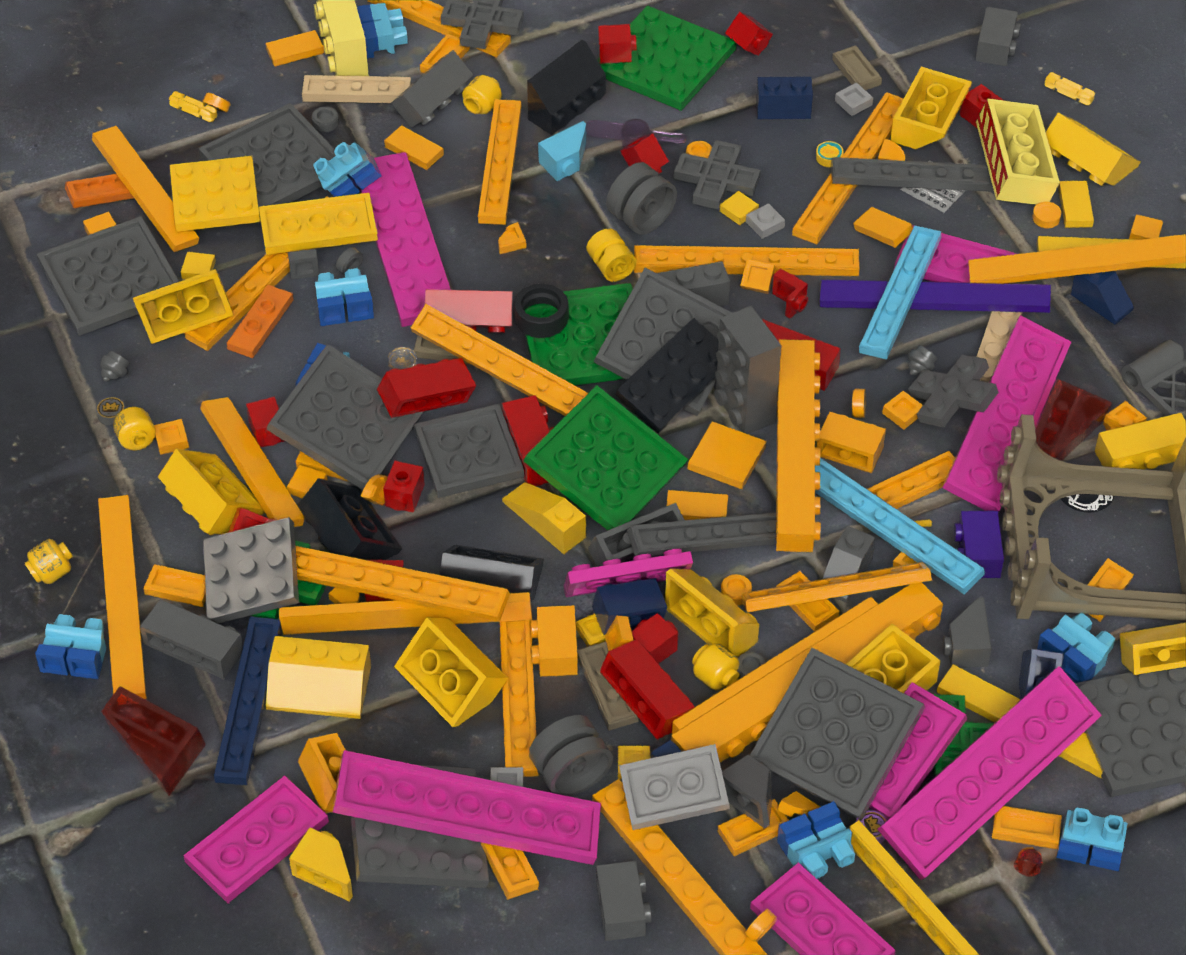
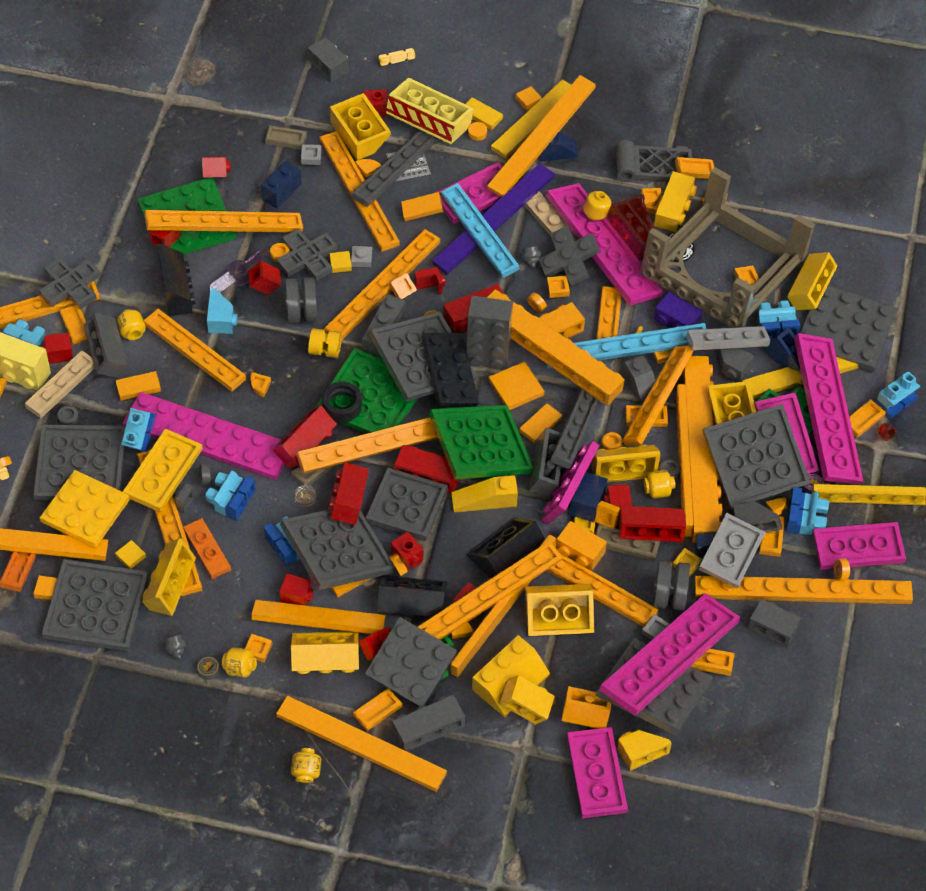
camera: 55 degrees left, 5 degrees up
(72, 648) = (383, 790): hips -> none
(154, 736) = (489, 783): clear red wedge -> none
(247, 703) = (496, 721): dark blue plate -> none
(292, 706) = (527, 699): none -> yellow brick
(303, 480) = (357, 598): light orange tile -> none
(397, 58) = (58, 348): none -> red brick
(678, 78) = (222, 221): none -> light orange tile
(826, 151) = (340, 194): yellow tile -> none
(983, 603) = (728, 338): none -> light grey plate
(1044, 368) = (597, 205): none -> yellow head
(1089, 151) = (455, 80): yellow slope -> none

